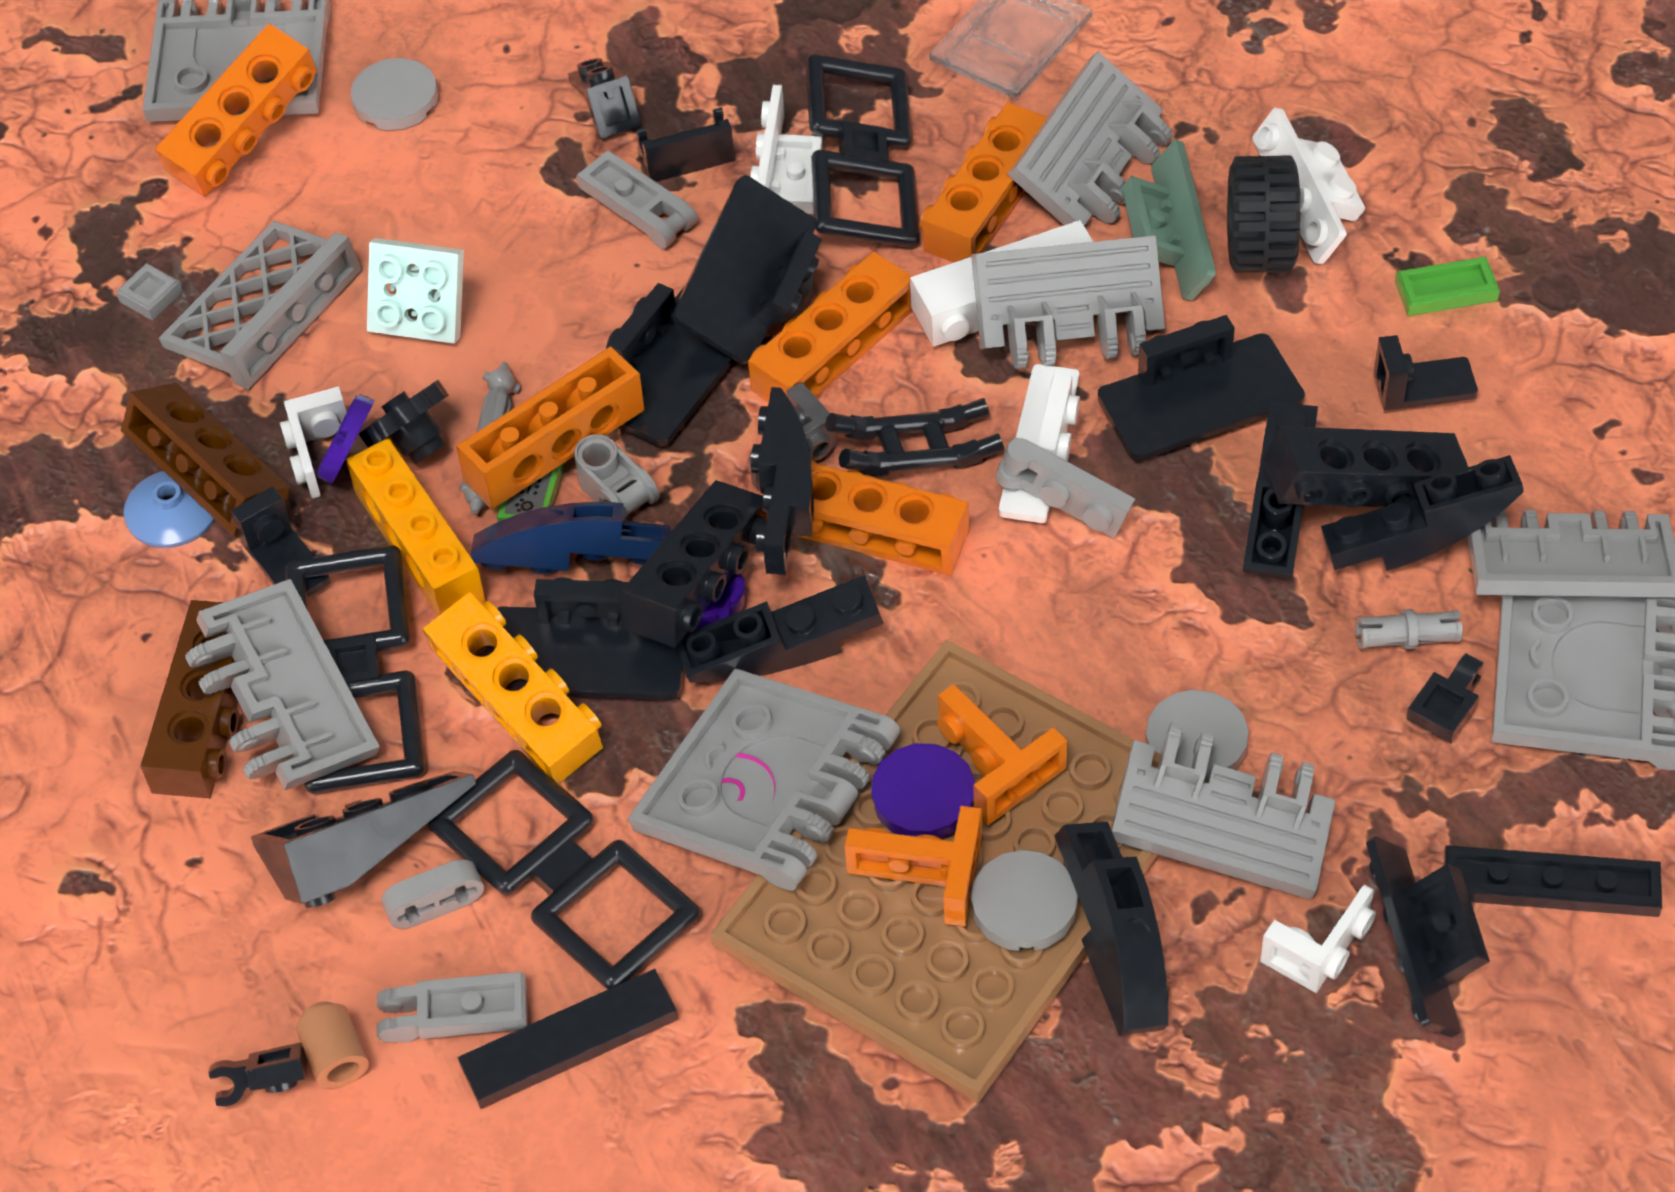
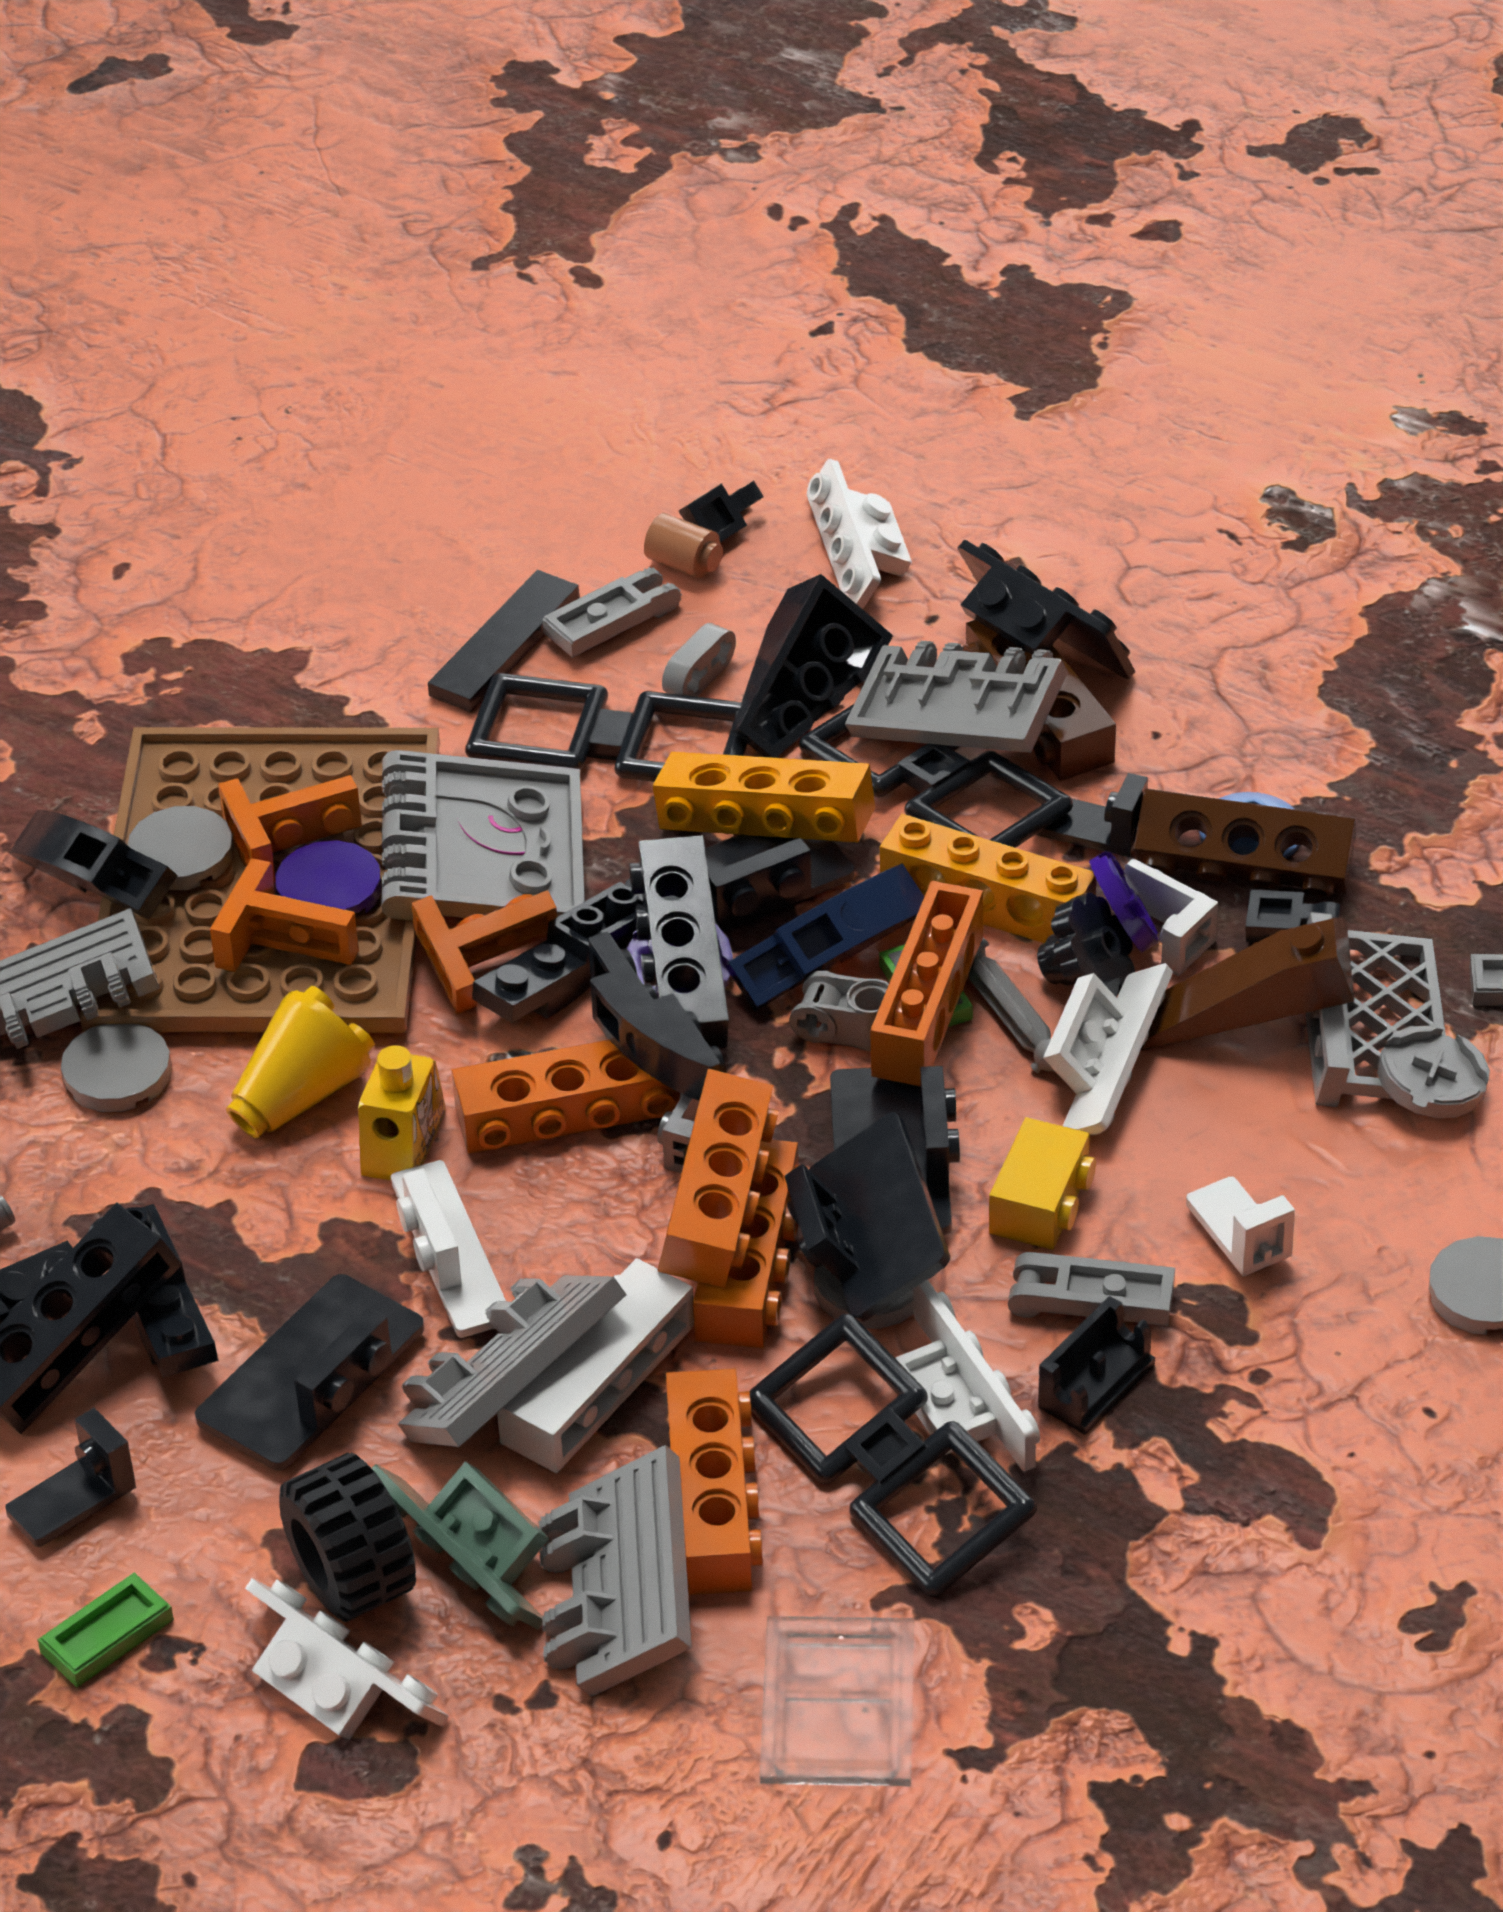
camera: 145 degrees right, 10 degrees down
(141, 738) = (1035, 617): none -> black bracket
(176, 971) = (857, 533): none -> white bracket
(238, 401) = (1279, 911): none -> black plate
(275, 228) = (1433, 1072): none -> light grey tile
(312, 314) = (1268, 981): none -> reddish brown wedge
(435, 274) = (1208, 1063): light aqua plate -> none
(460, 347) = (1101, 1042): none -> white bracket
(505, 184) = (1245, 1231): none -> white bracket
(603, 278) = (1041, 1183): none -> yellow brick
(607, 96) = (1255, 1378): bracket -> none
(834, 662) = (478, 939): none -> orange bracket
(838, 323) = (717, 1178): none -> orange brick
(930, 423) = (580, 1147): black piece -> none
(1008, 544) = (400, 1093): none -> yellow torso
(1057, 627) = (298, 1063): none -> yellow cone
(1063, 486) = (377, 1180): light grey plate -> none

